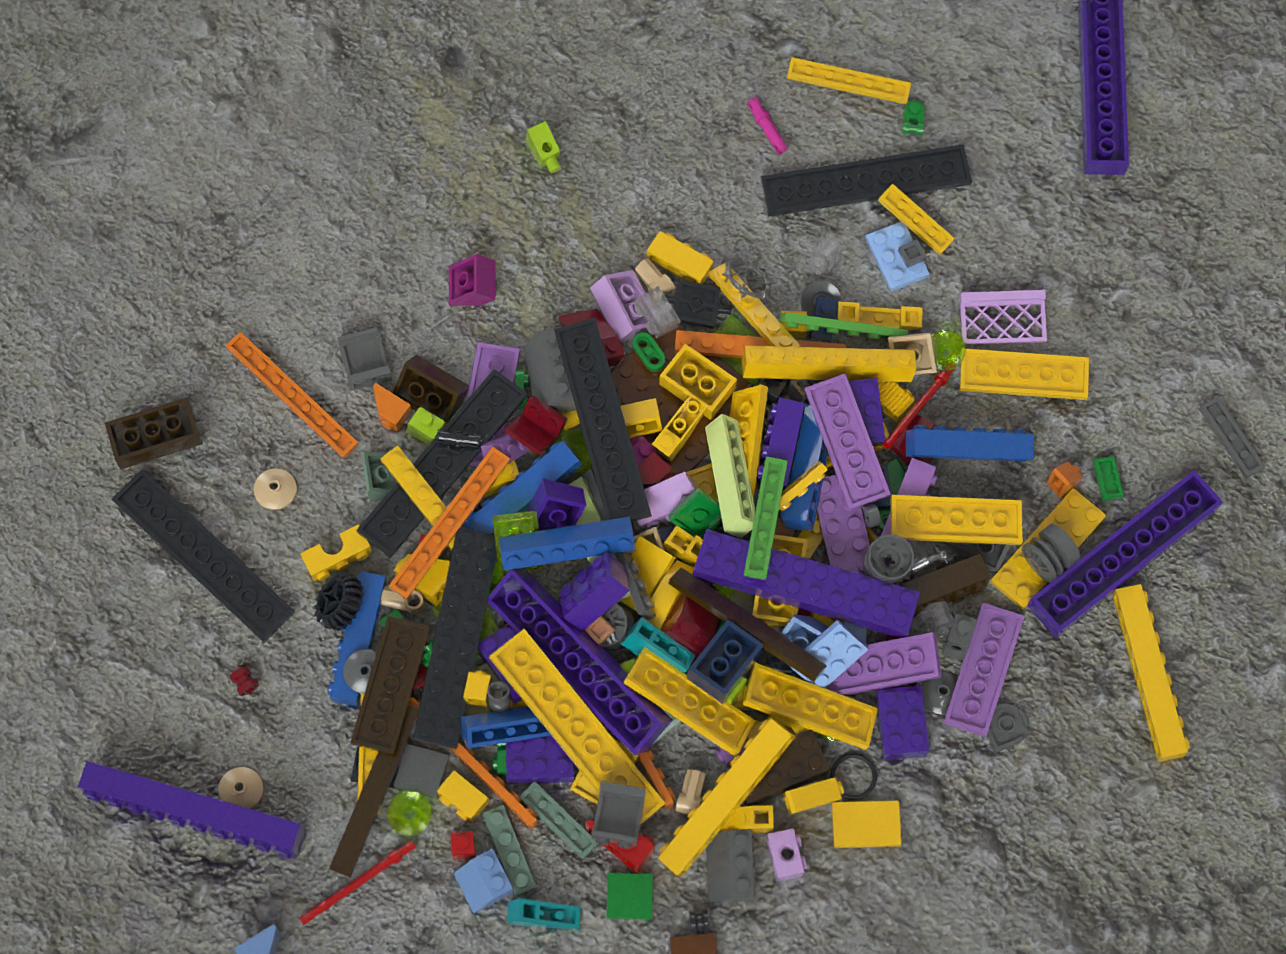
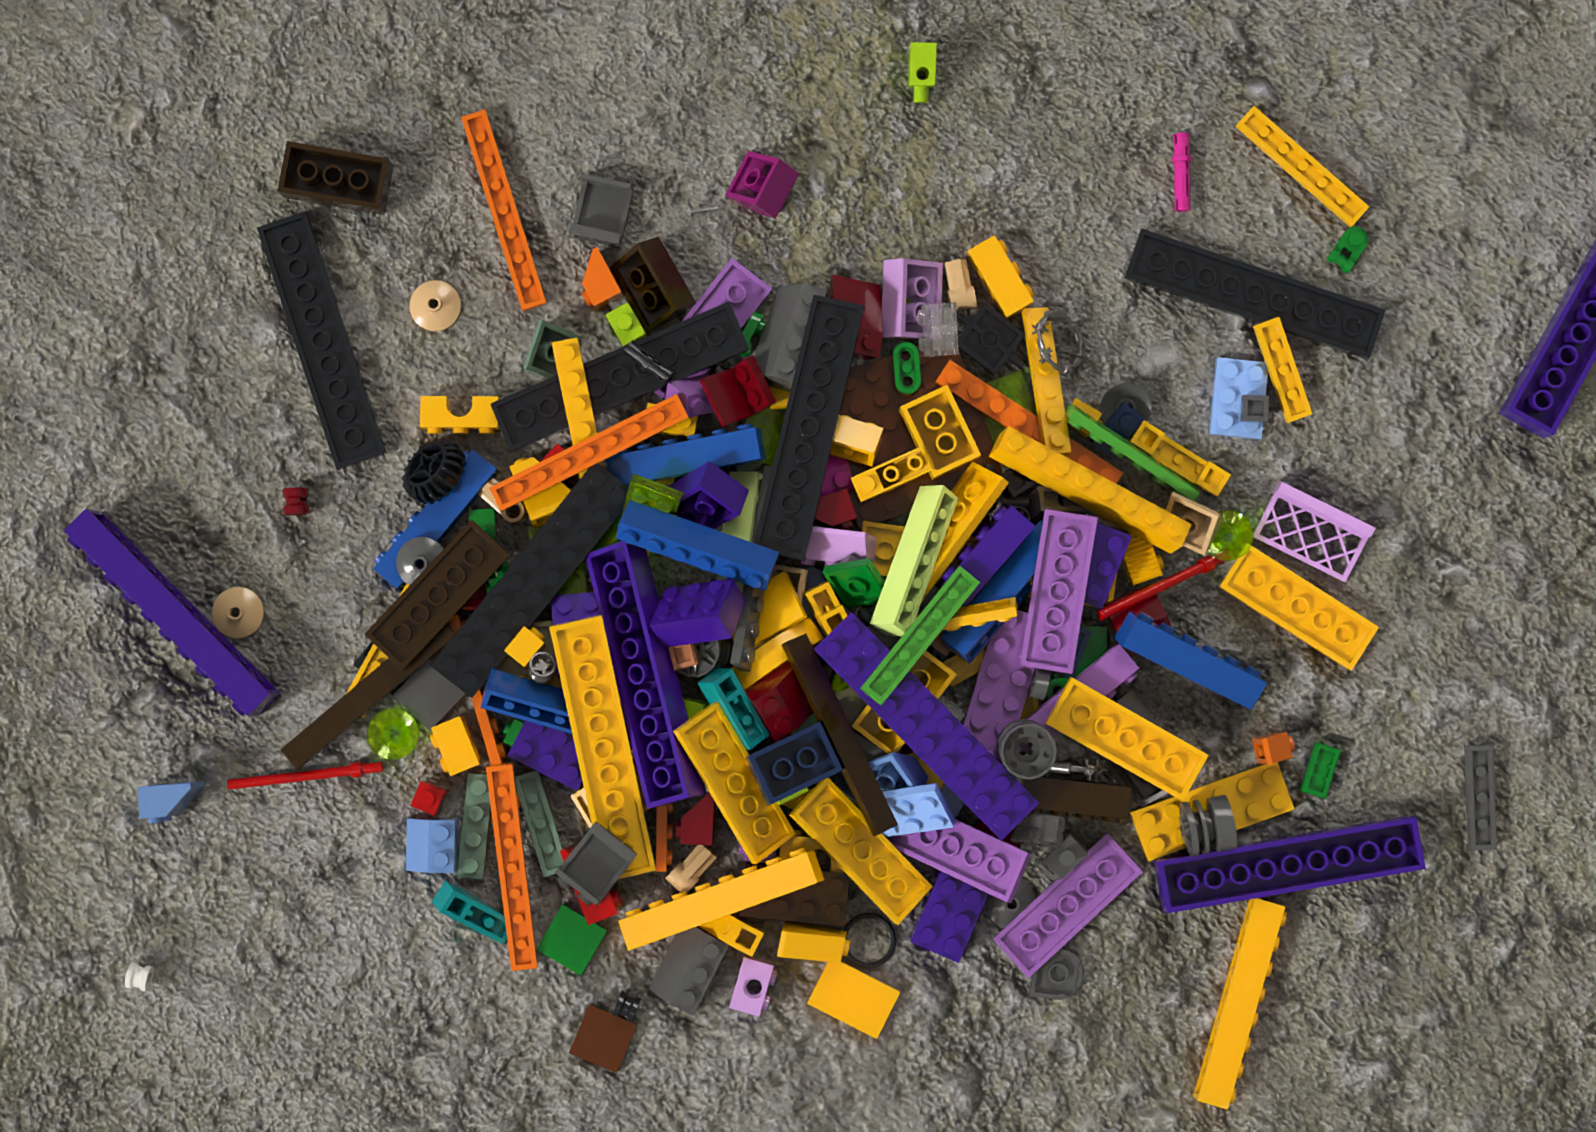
camera: 30 degrees right, 15 degrees up
(555, 861) = (512, 866): none -> orange plate
(678, 752) = (698, 823): none -> dark red slope

